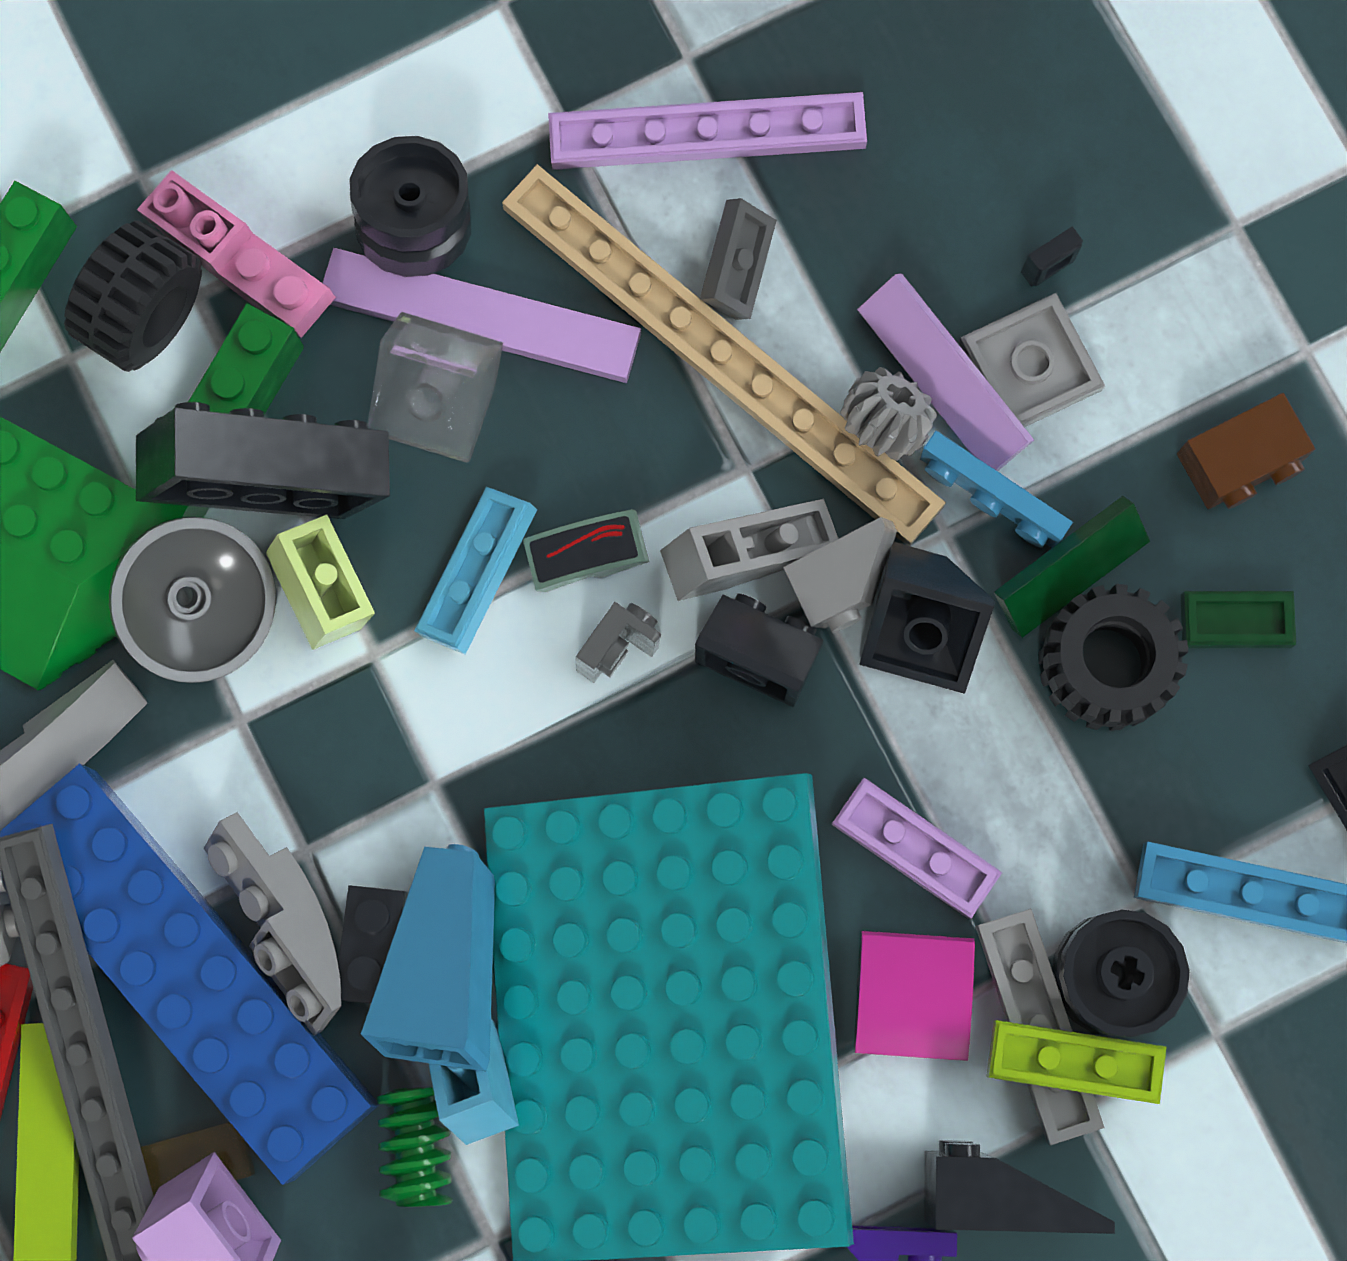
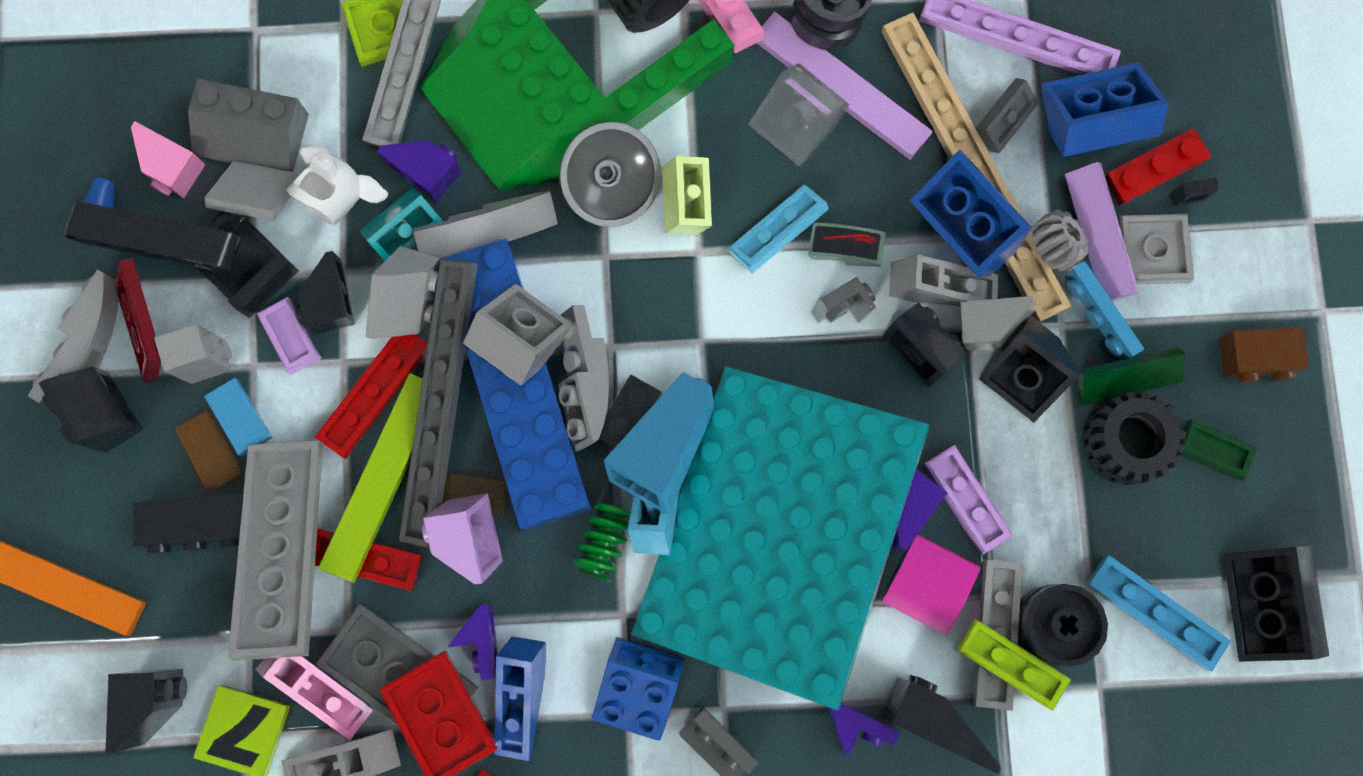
camera: 20 degrees right, 0 degrees up
(154, 902) = (516, 333): none -> light grey slope
(261, 462) = (685, 110): black brick -> none
(743, 437) = (971, 215): none -> blue slope
(847, 891) = (920, 504): none -> dark purple slope
(871, 191) = (1103, 109): none -> blue slope
(985, 241) = (1157, 166): none -> red plate

